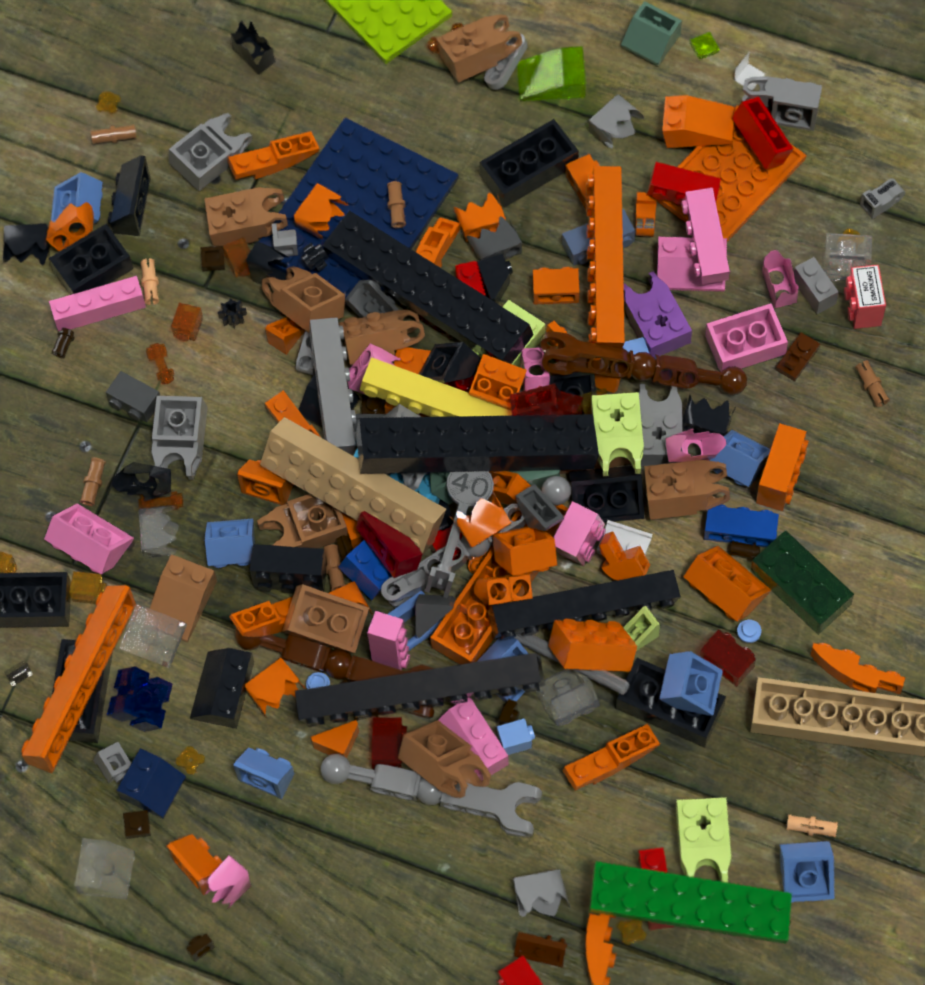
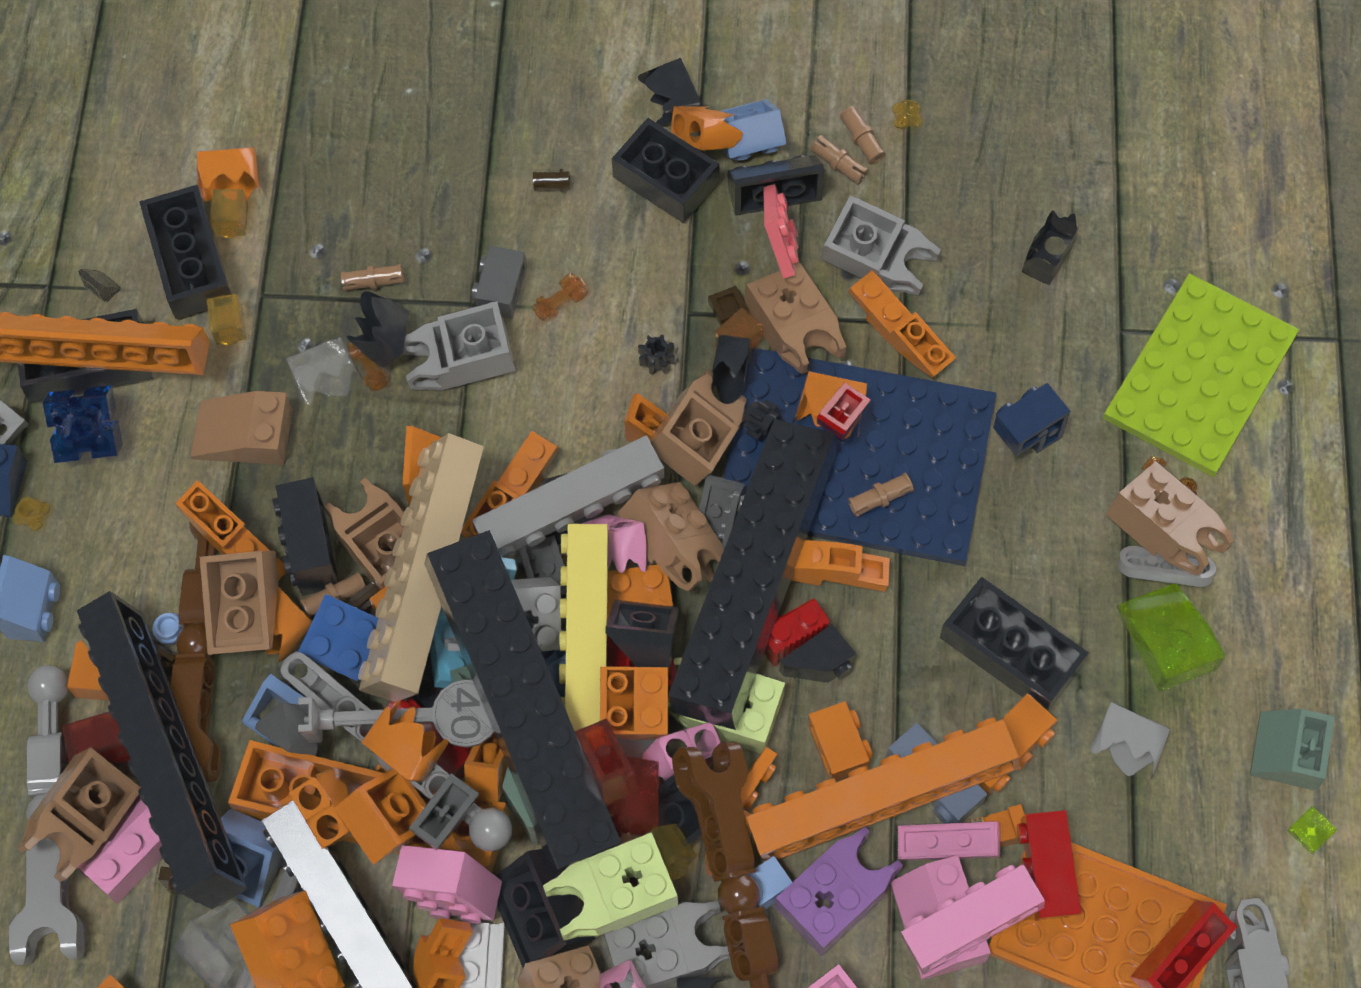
camera: 70 degrees right, 0 degrees up
(87, 538) = (294, 298): bright pink slope -> none
(97, 304) = (614, 198): bright pink brick -> none
(126, 154) = (839, 159): none -> medium nougat pin
(149, 281) = (670, 246): light nougat pin -> none
(153, 636) = (174, 411): clear brick -> none
(180, 199) = (780, 230): none -> coral plate
(187, 322) = (624, 306): clear orange brick -> none
(223, 687) = (132, 520): black slope -> none
(229, 542) = (334, 457): medium blue slope -> none
(271, 684) = (146, 570): orange piece -> none
(285, 241) = (775, 376): light grey panel -> none
(336, 200) = (842, 411): none -> red slope
(379, 96) = (1033, 420): none -> dark blue brick
(388, 641) = (215, 685): bright pink brick -> none
(391, 546) = (348, 646): dark red slope -> none
(480, 218) = (904, 612): orange piece -> none
(503, 241) = (874, 644): dark grey piece -> none
(515, 736) = (149, 898): light blue brick -> none
(645, 242) = (949, 840): none -> bright pink tile
(696, 122) = (1170, 854): orange slope -> none
(745, 71) = (1291, 906): white sticker -> none

